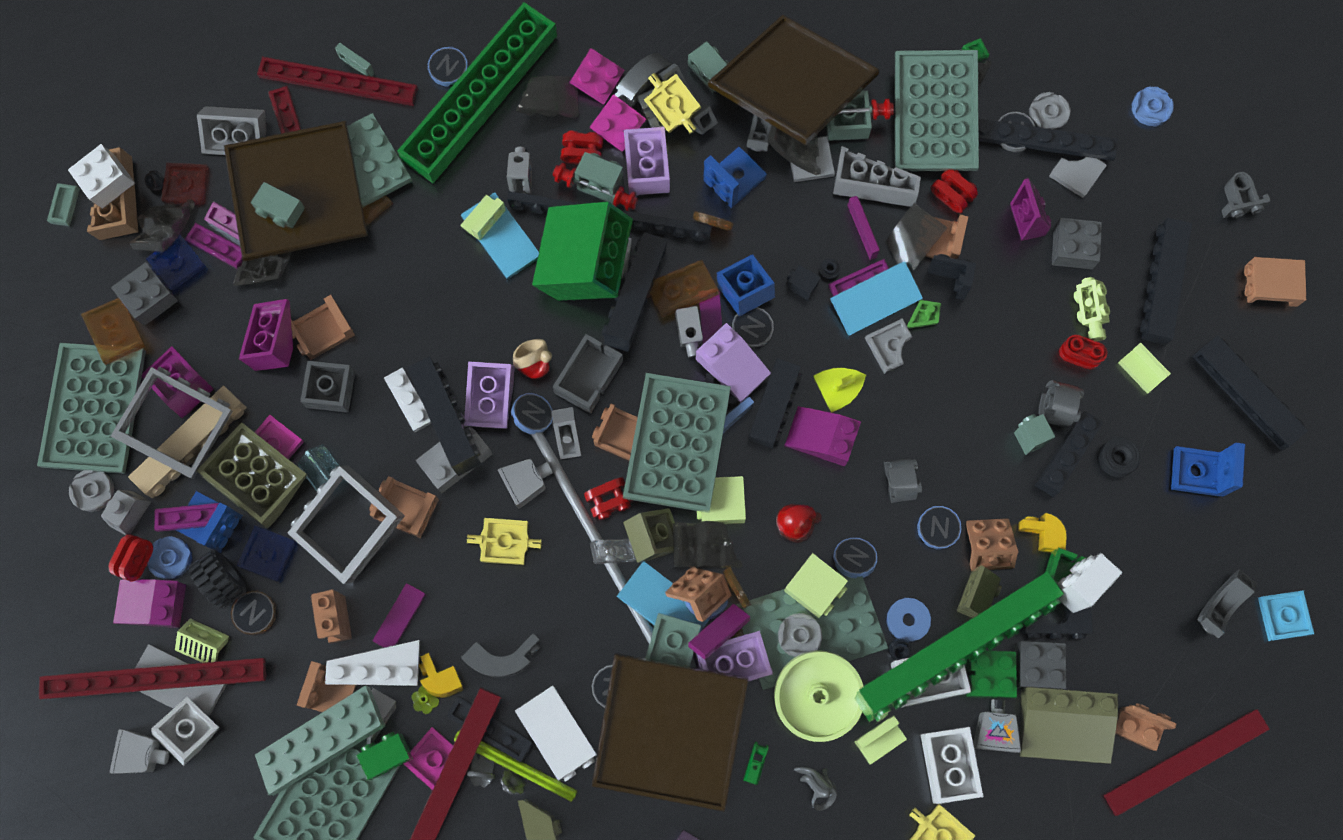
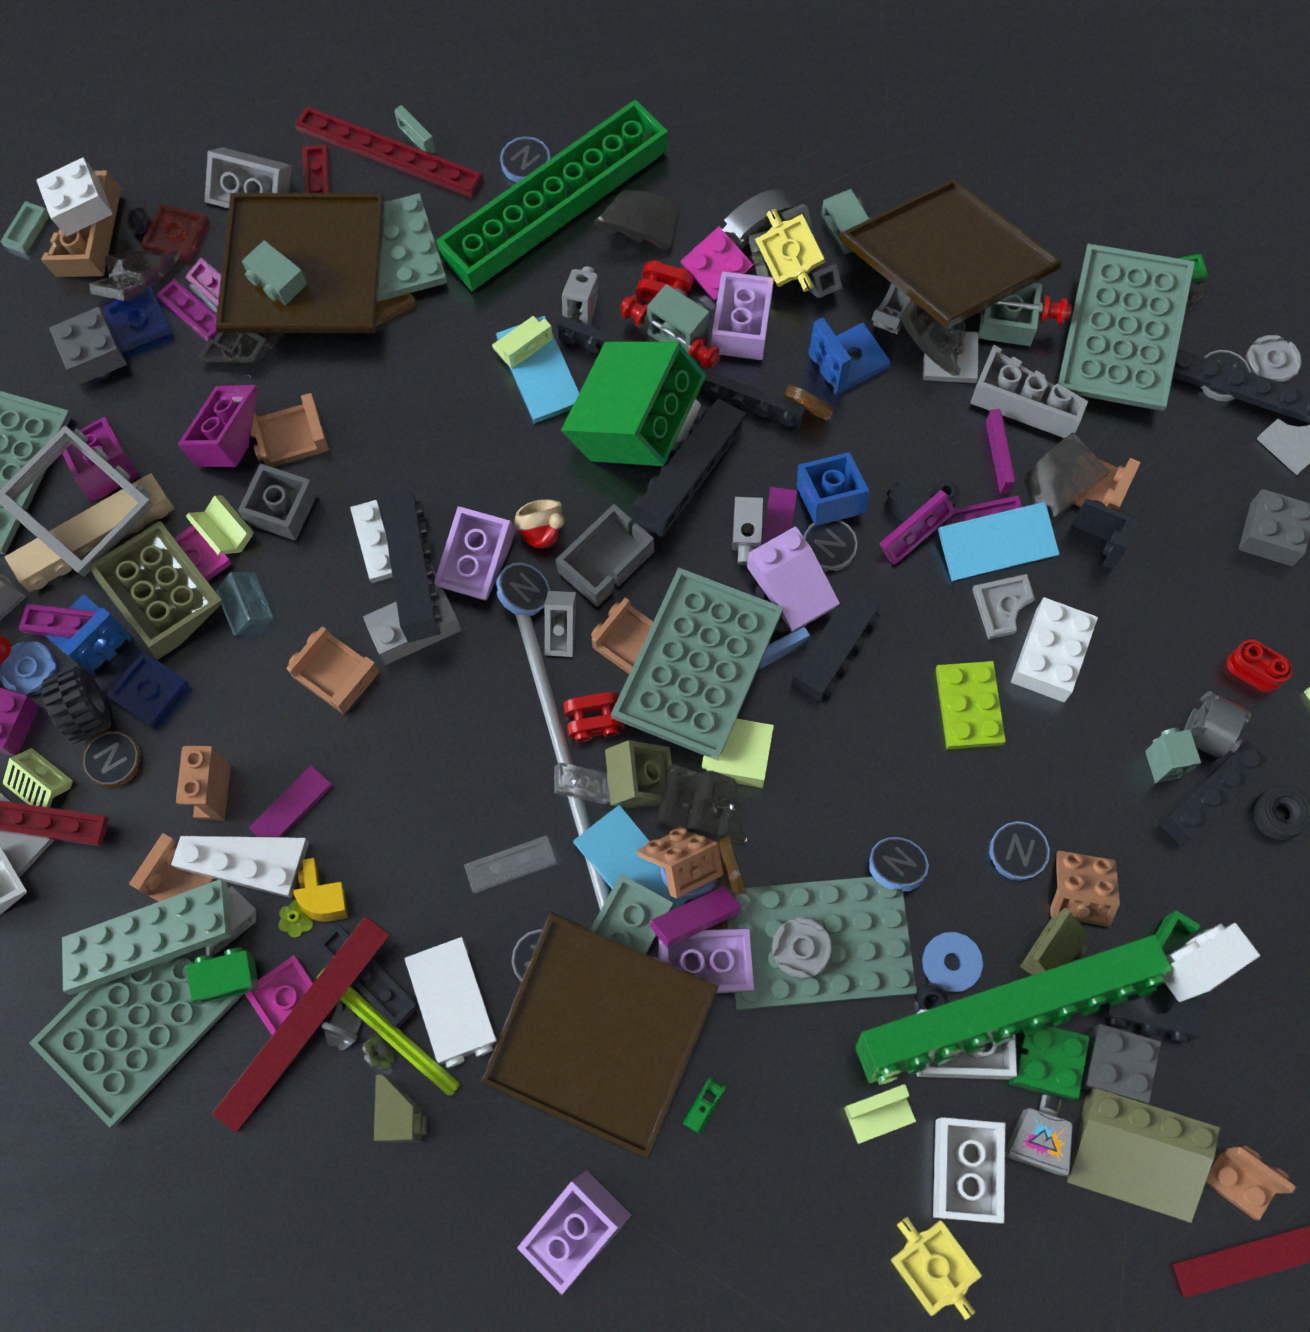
camera: 15 degrees right, 5 degrees down
(112, 331) = (38, 383): clear orange tile -> none
(289, 415) = (221, 526): none -> yellowish green panel
(384, 530) = (279, 705): light grey window -> none
(499, 667) = (404, 898): dark grey arch -> none
(504, 541) = (447, 741): light yellow plate -> none
(524, 480) = (492, 670): light grey torso -> none
(573, 622) = (510, 864): none -> clear tile
(597, 76) = (704, 204): dark pink plate -> none
(683, 288) = (752, 475): clear orange tile -> none
(797, 522) = (831, 800): red piece -> none
(815, 301) = (917, 527): none -> magenta tile
(816, 586) = (838, 887): yellowish green piece -> none
(818, 696) = (808, 1034): yellowish green dish -> none
(821, 784) = (785, 1155): dark grey piece -> none
(823, 434) = (891, 697): magenta slope -> none
(839, 386) = (926, 642): neon yellow shield -> none
(881, 427) = (970, 705): none -> lime plate
(902, 479) = (983, 778): dark grey cylinder -> none
(925, 314) = (1058, 575): bright green piece -> none
(934, 372) = (1054, 650): none -> white brick
(954, 190) = (1128, 430): red brick -> none
(1030, 212) = (1223, 474): magenta slope -> none
(1050, 531) = (1168, 884): yellow brick -> none
(1093, 307) = (1284, 618): yellowish green brick -> none

